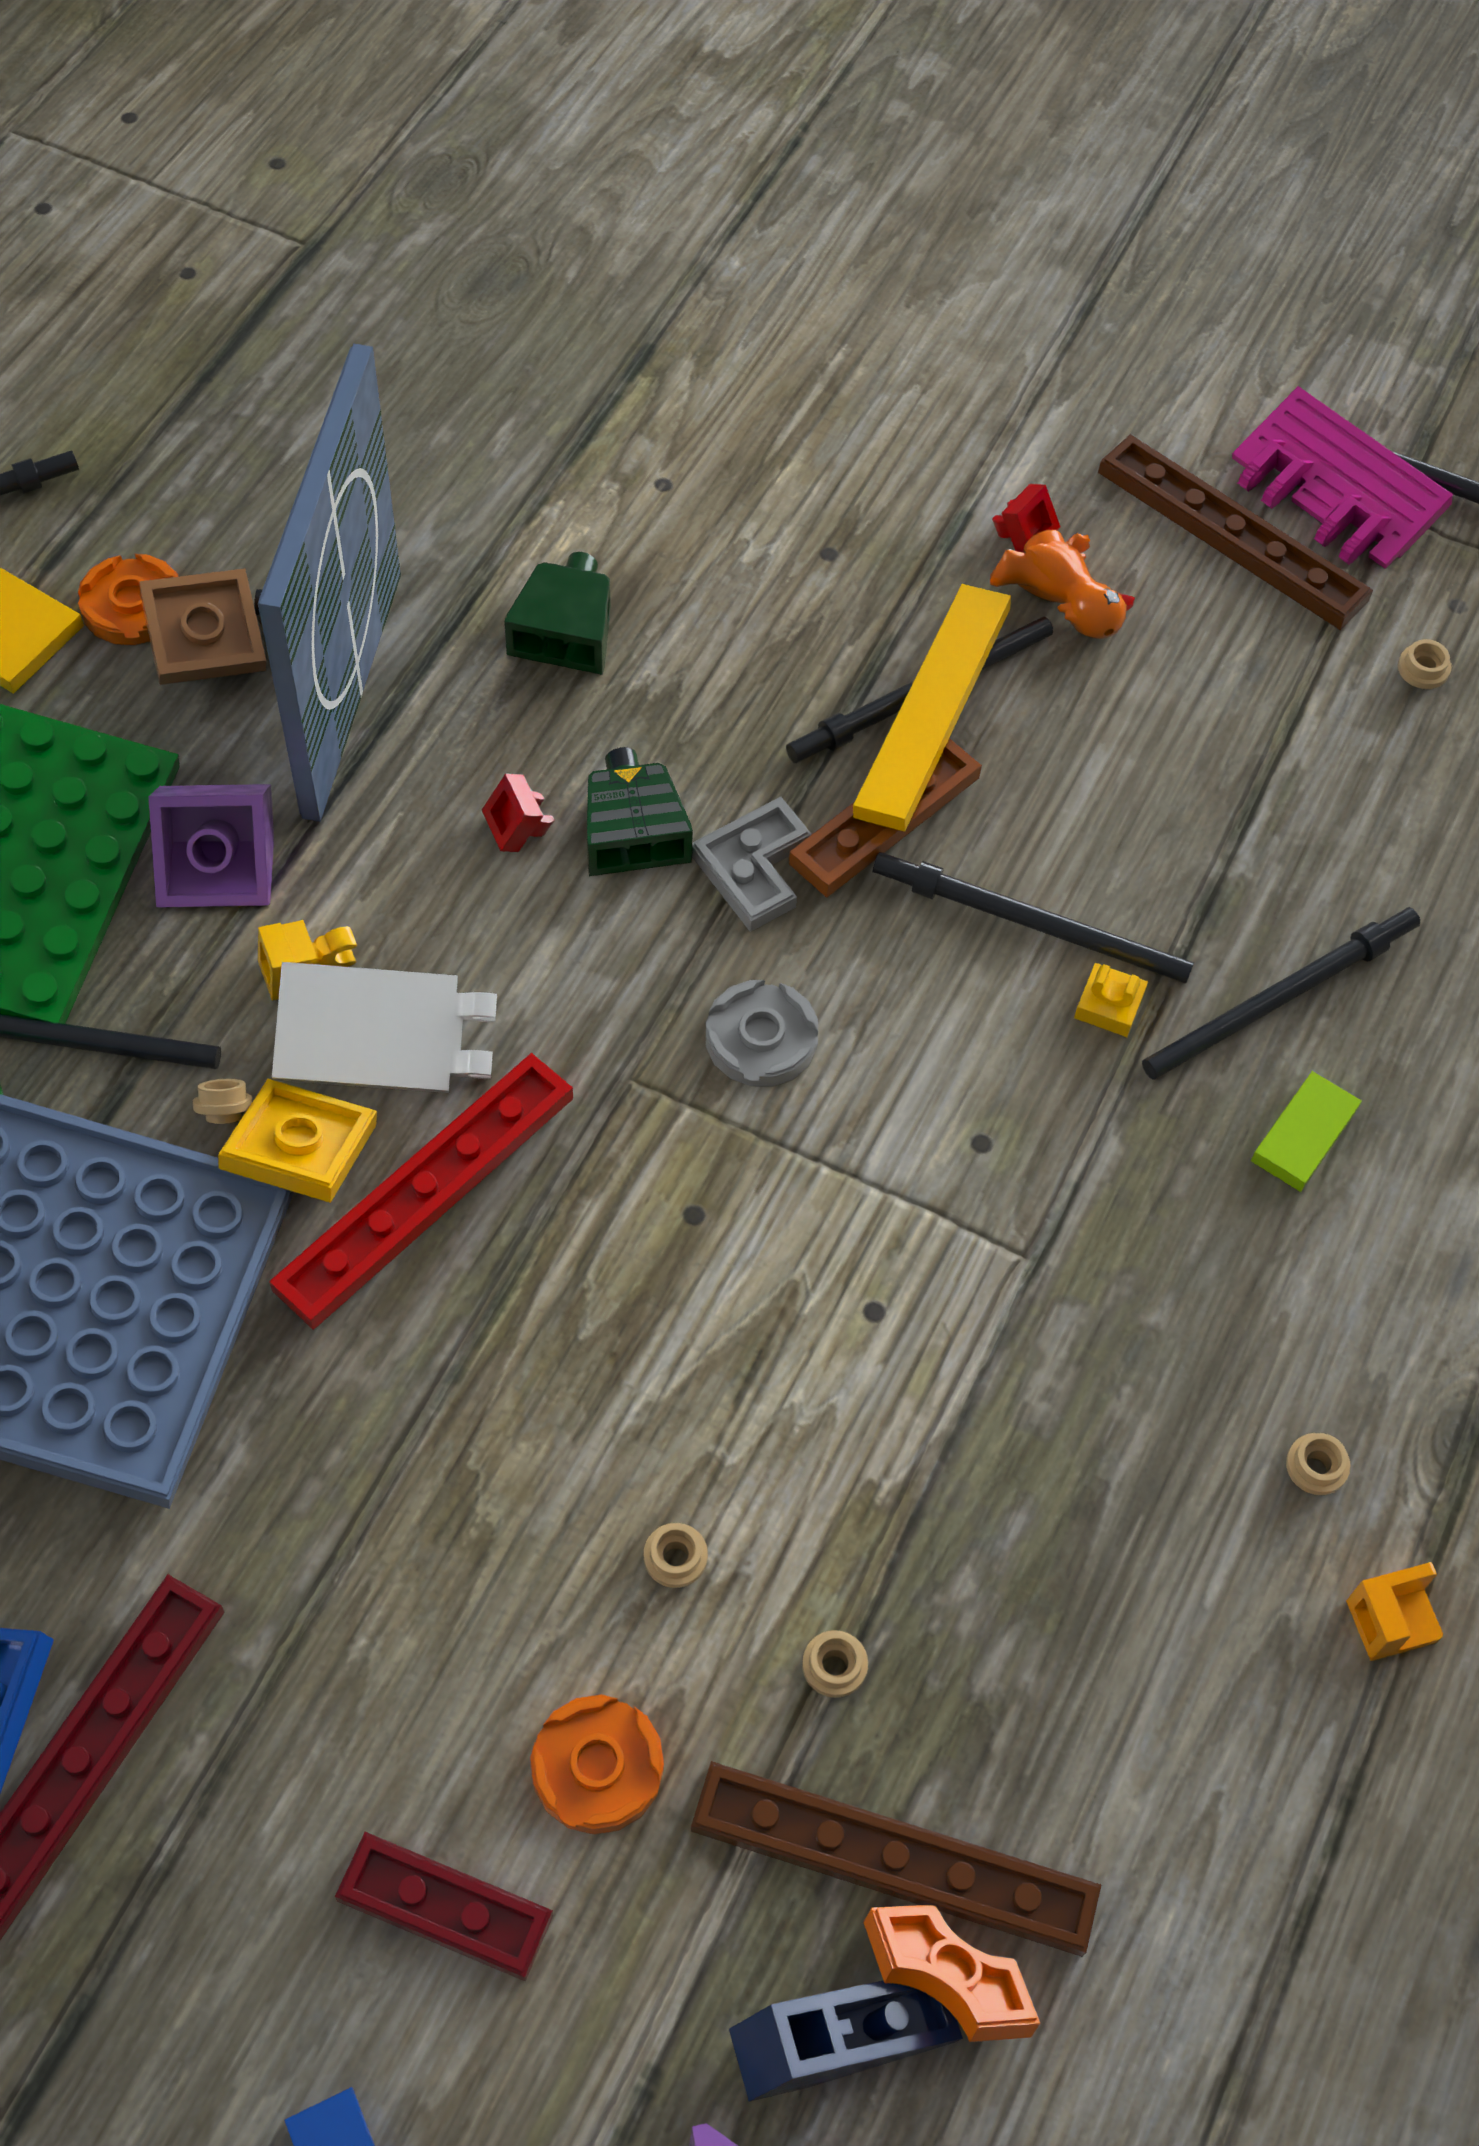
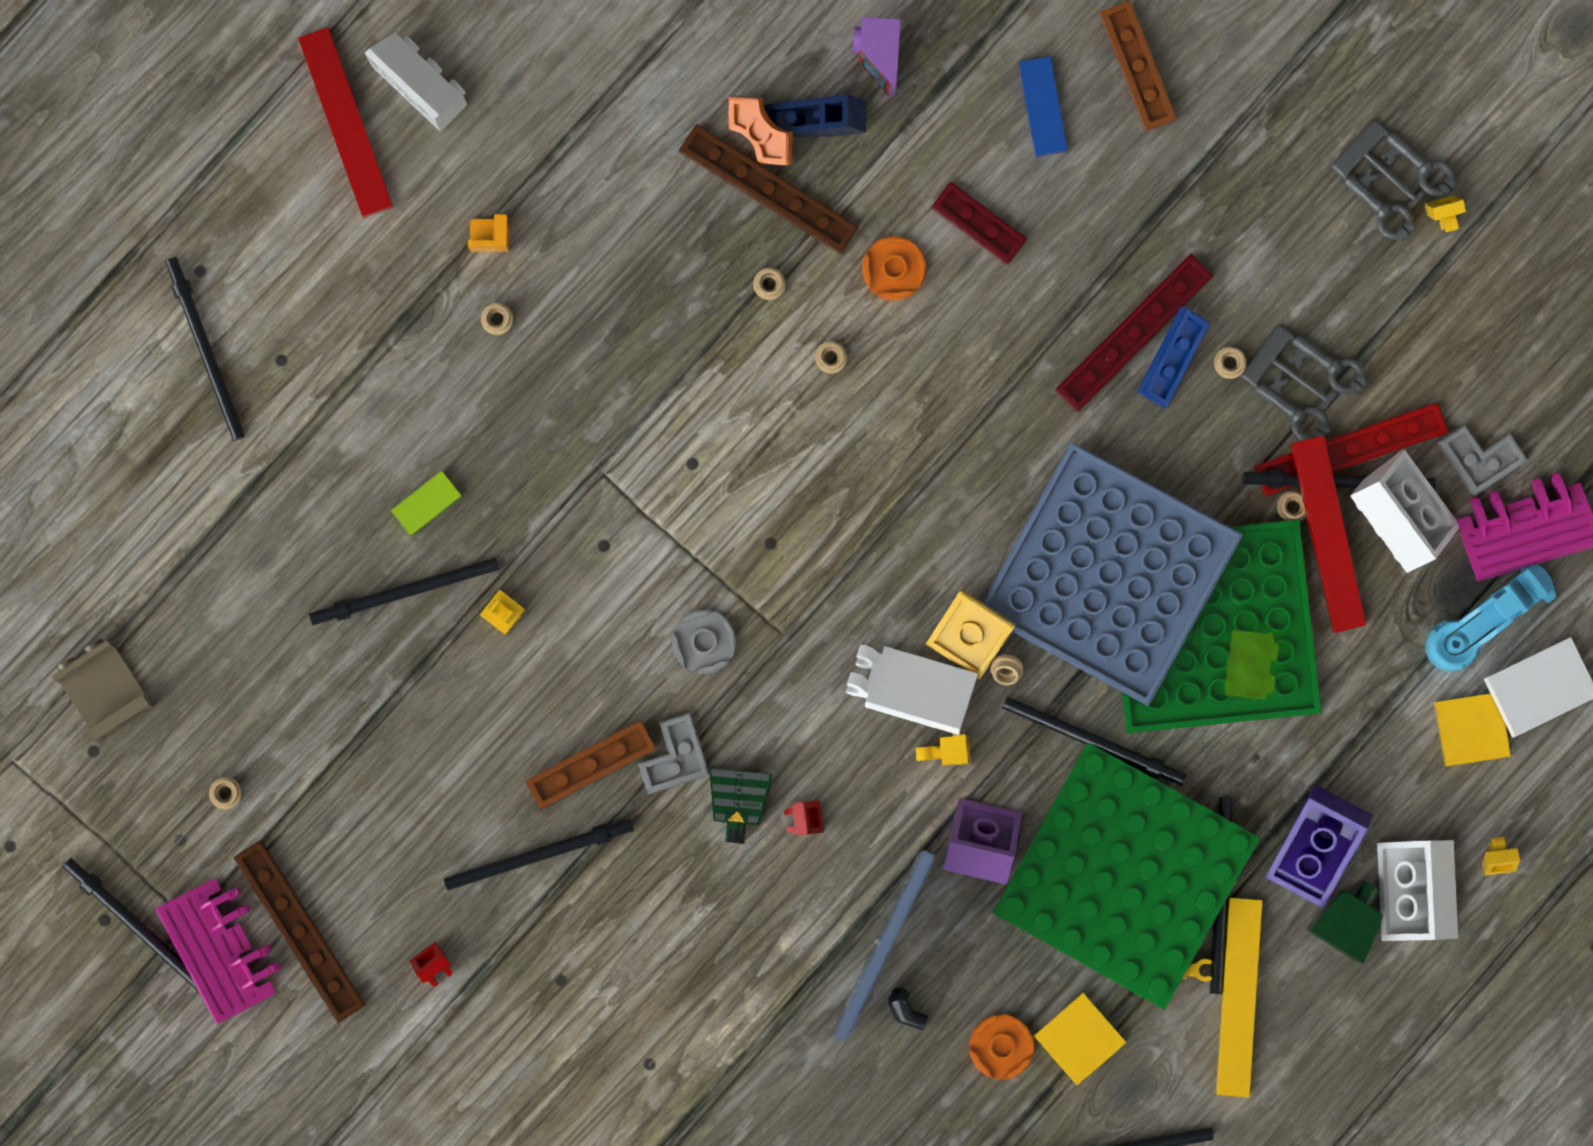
camera: 160 degrees left, 25 degrees up
(202, 626) = (962, 1001): medium nougat plate -> none
(421, 1191) = (909, 589): red plate -> none
(562, 616) = (740, 960): dark green torso -> none
(930, 881) = (578, 715): black bar -> none
(931, 708) = (539, 829): yellow tile -> none
(1060, 575) = (426, 912): orange animal -> none

